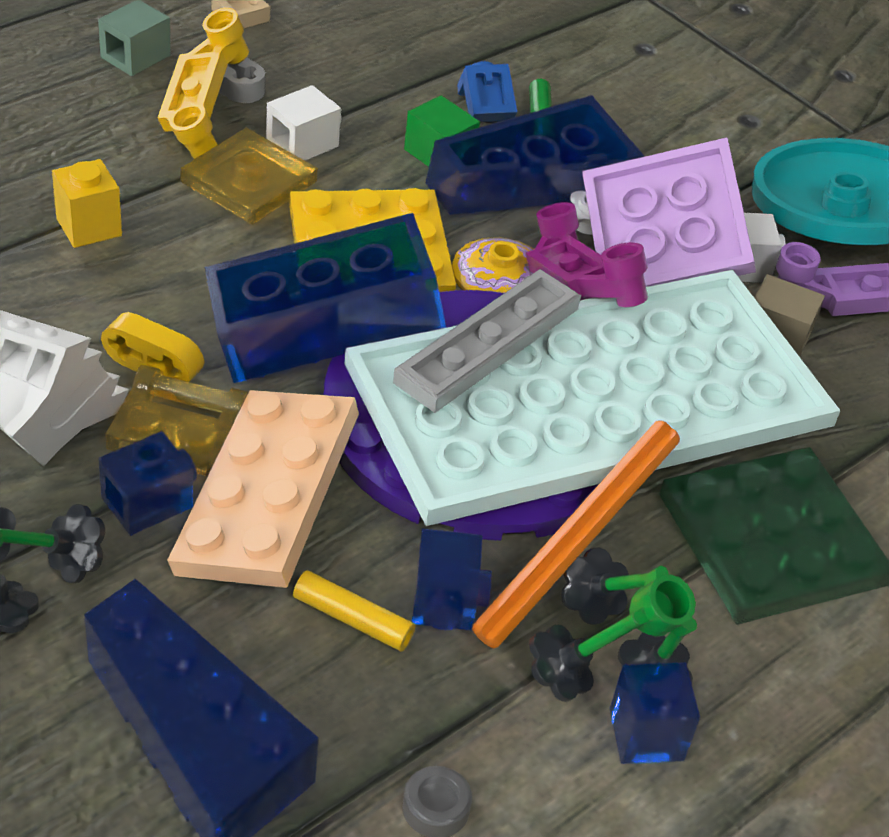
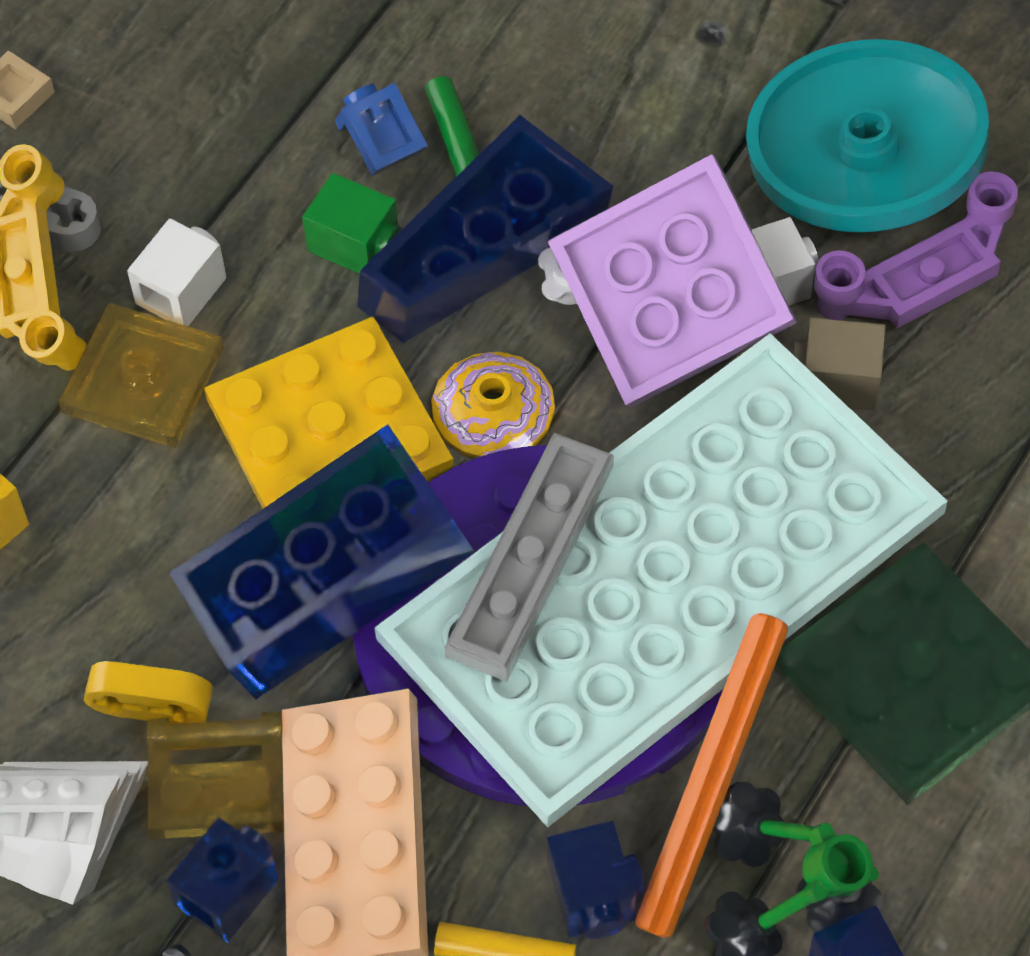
camera: 10 degrees left, 15 degrees up
(610, 275) = (587, 396): magenta plate -> none

